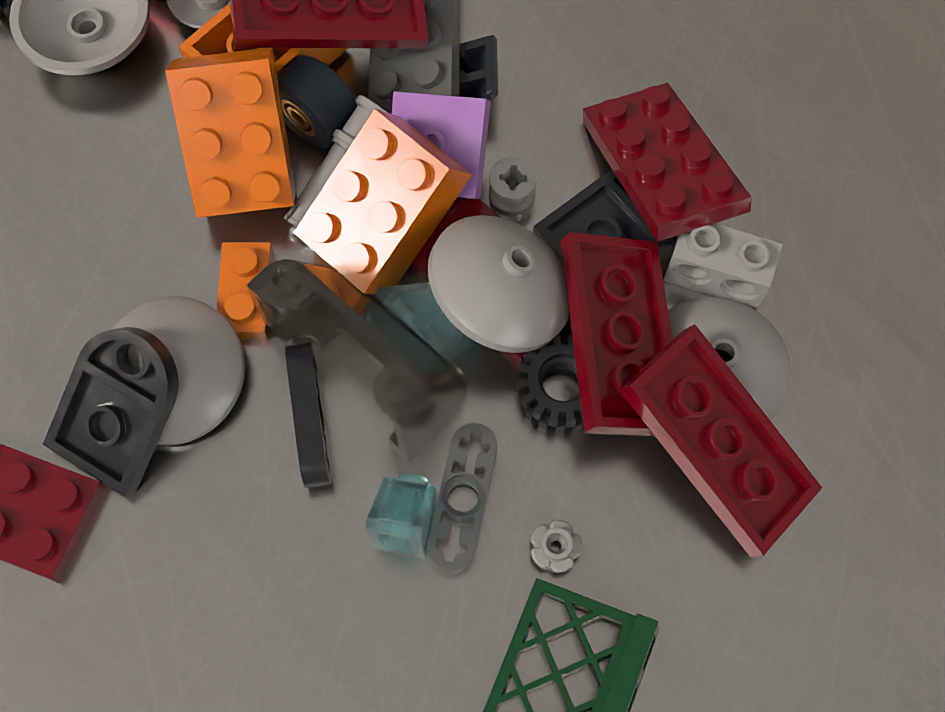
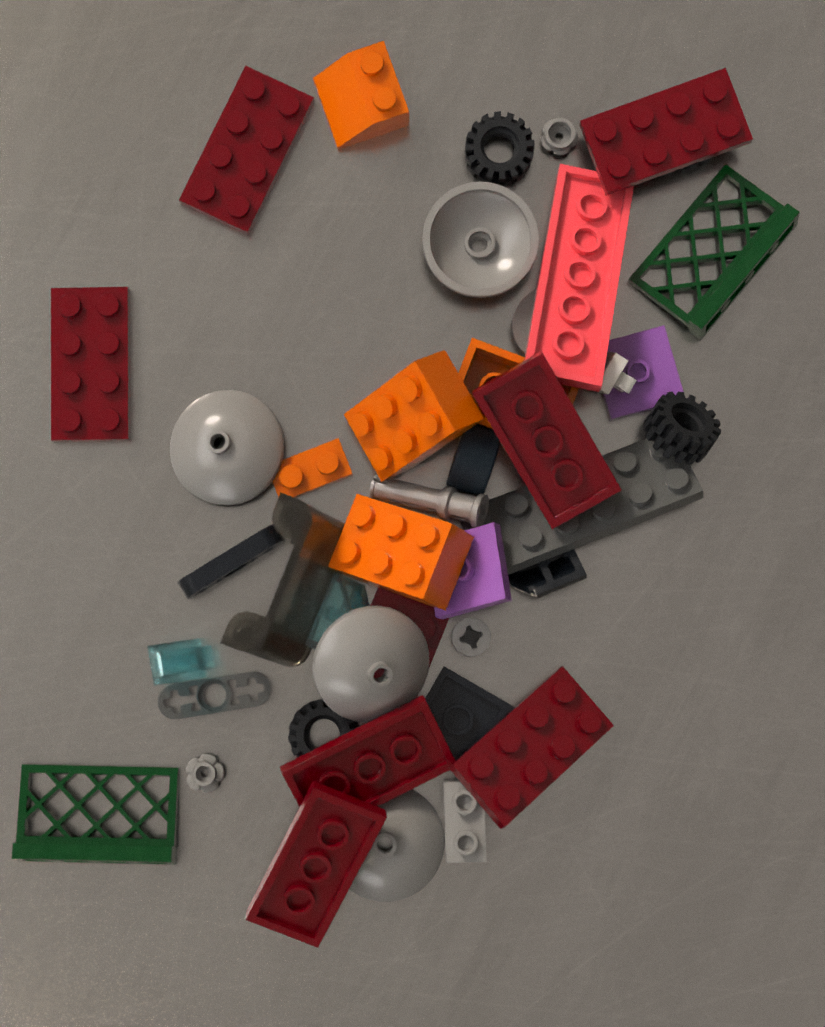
camera: 70 degrees right, 15 degrees up
(112, 411) = (173, 427): black tile -> none

